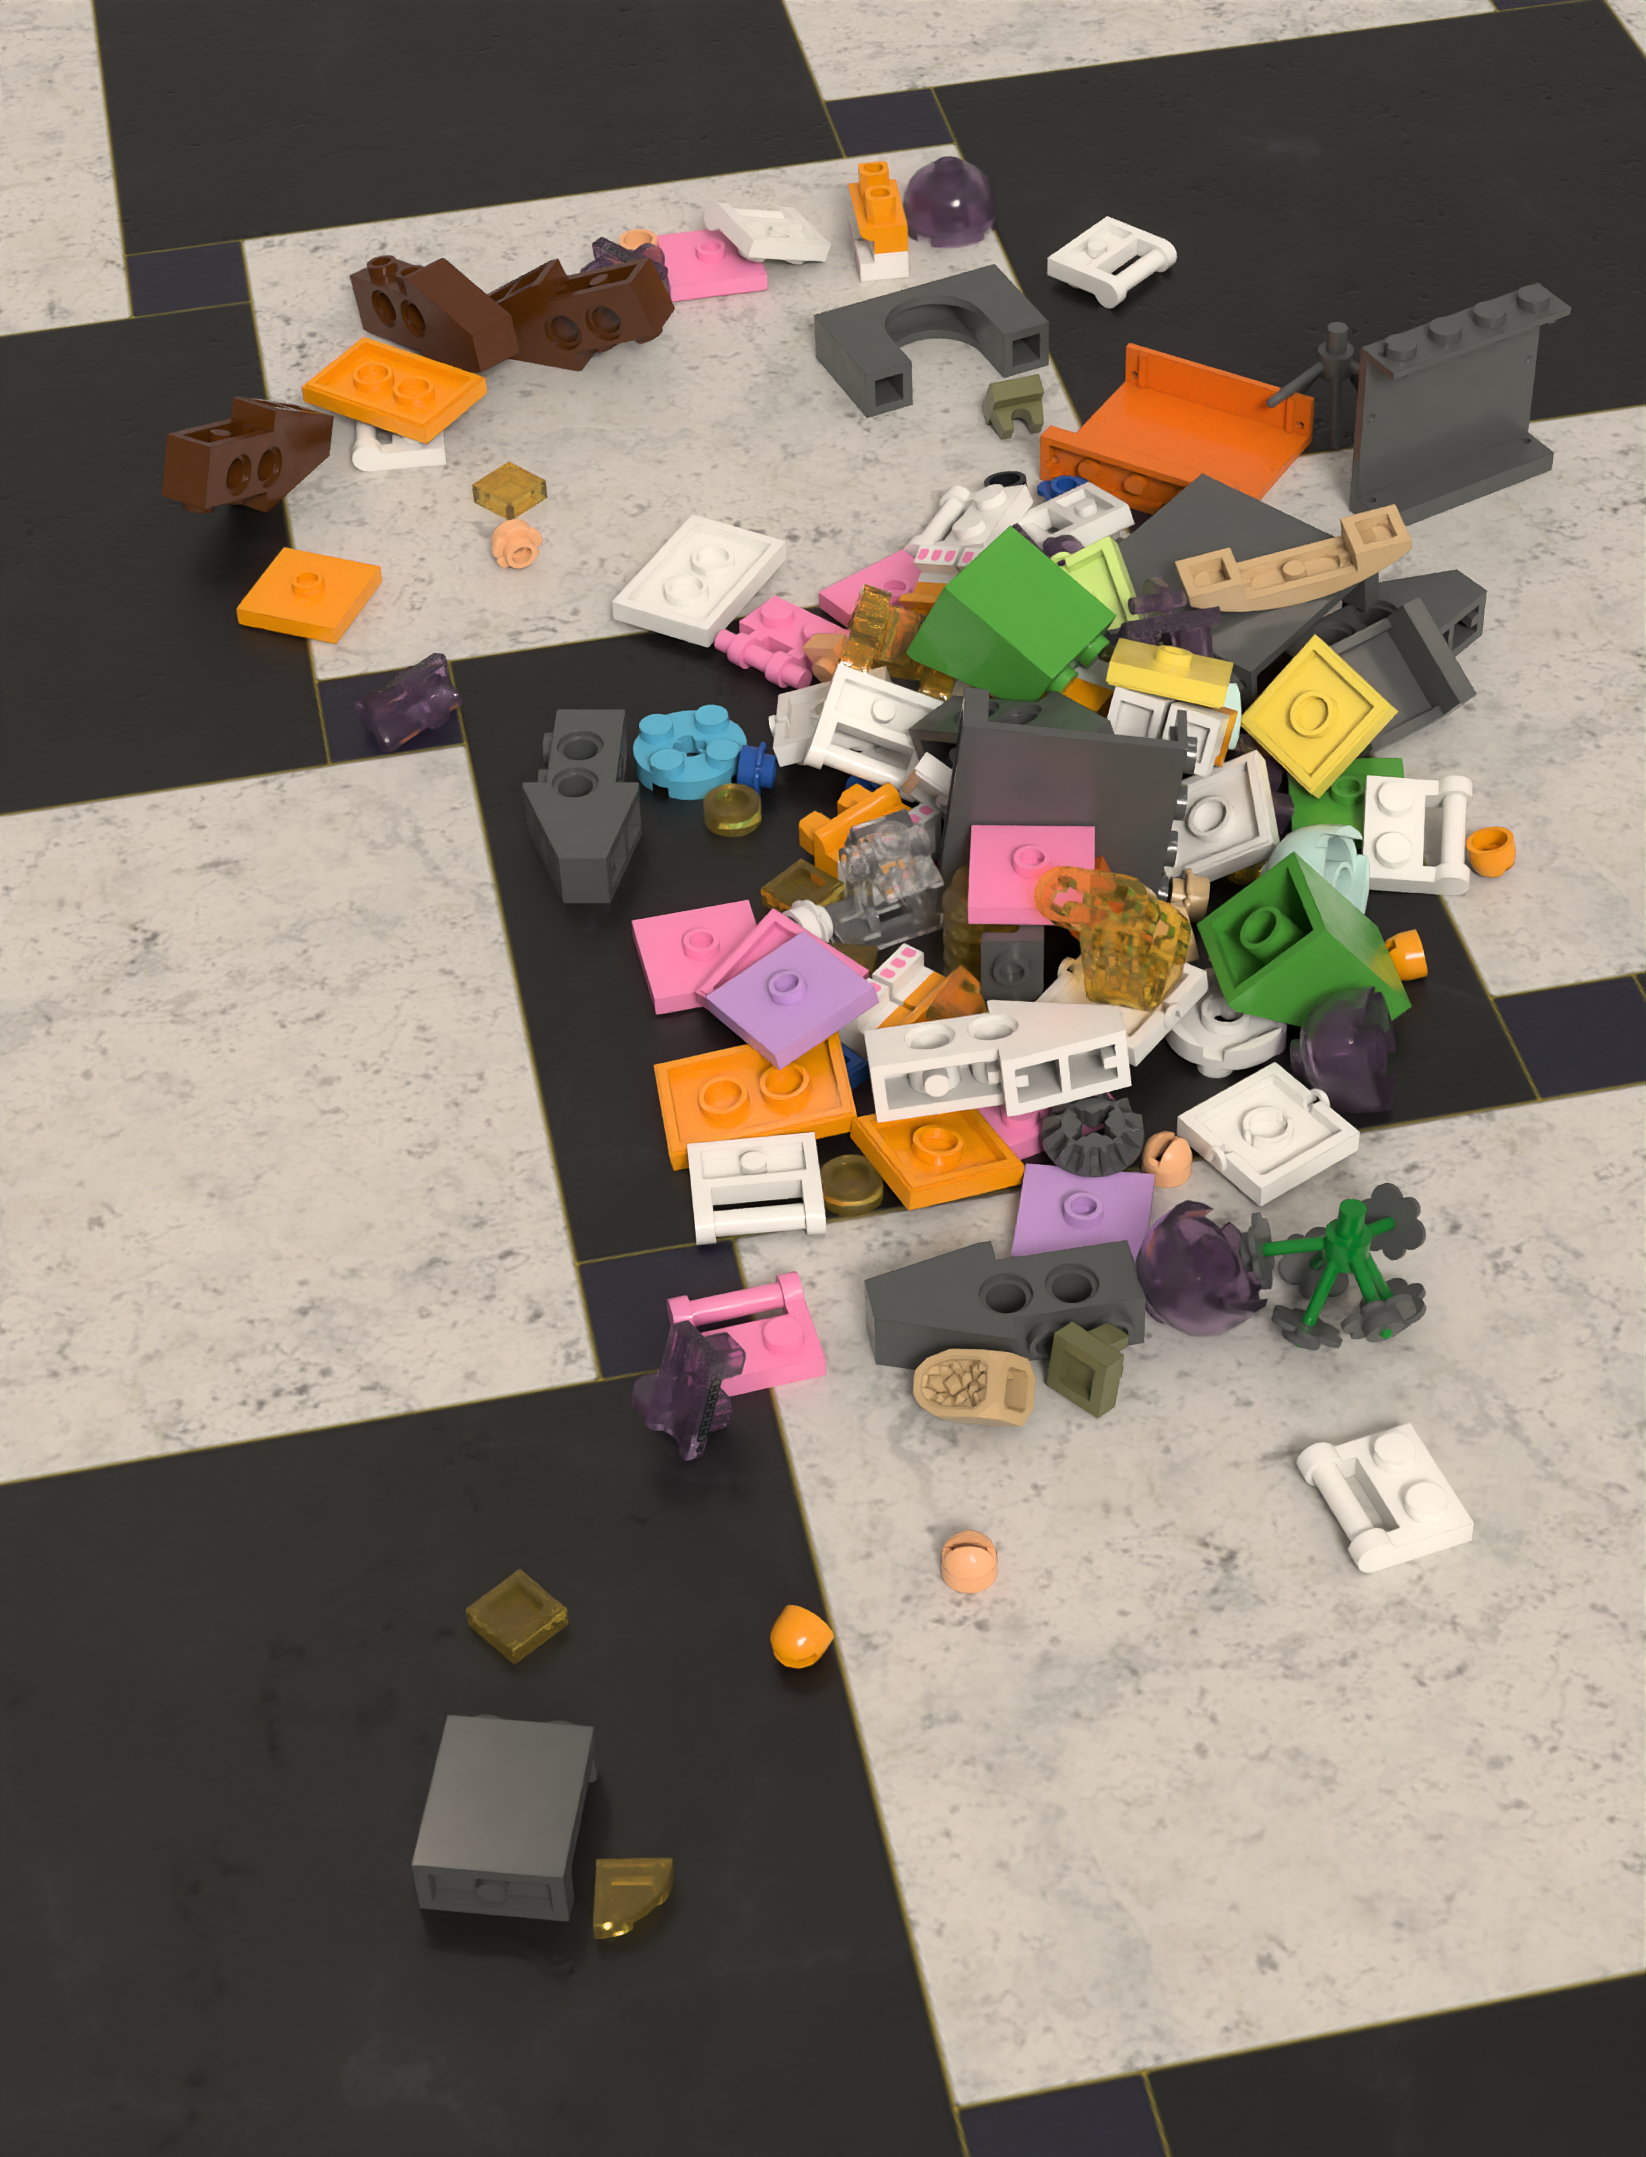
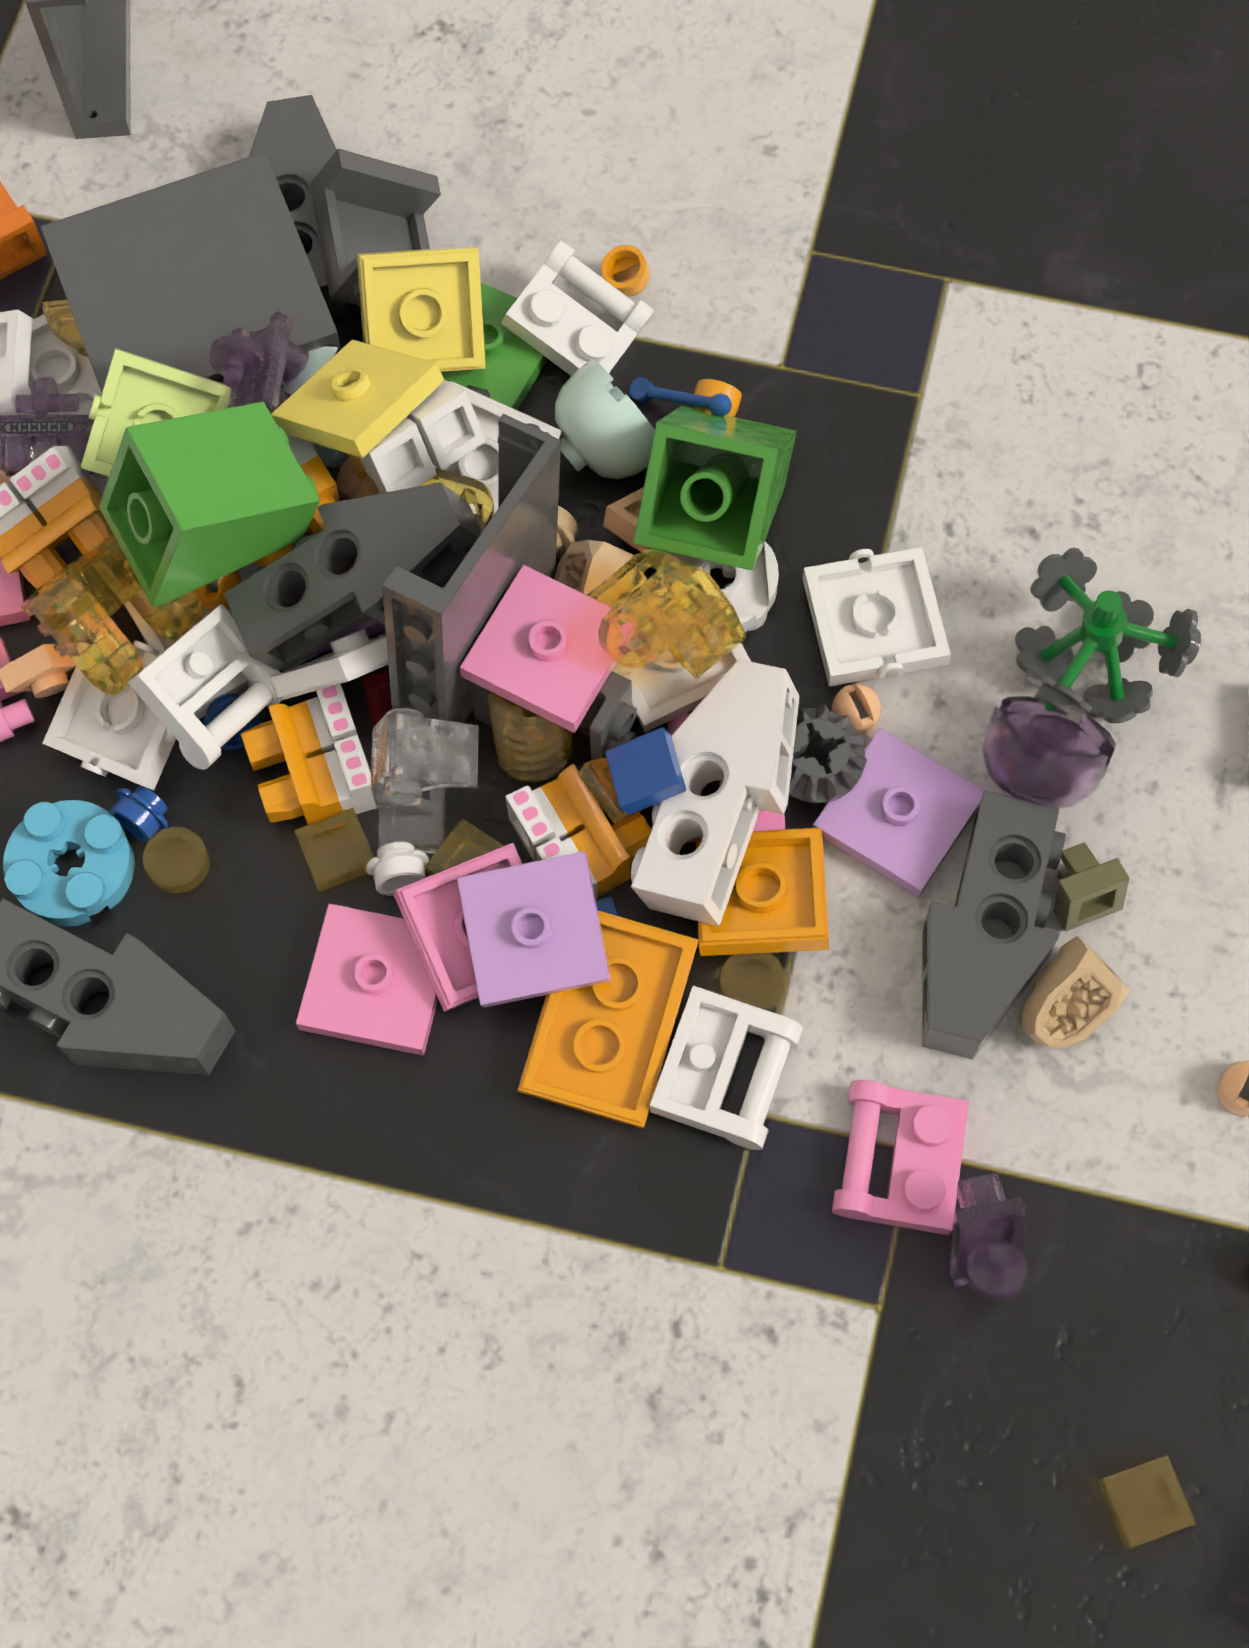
camera: 65 degrees left, 25 degrees up
(972, 992) = (645, 771): none -> blue tile
(1298, 574) = (250, 218): tan slope -> none
(1347, 1051) = (831, 507): cylinder -> none
(1389, 938) = (643, 390): none -> blue hinge

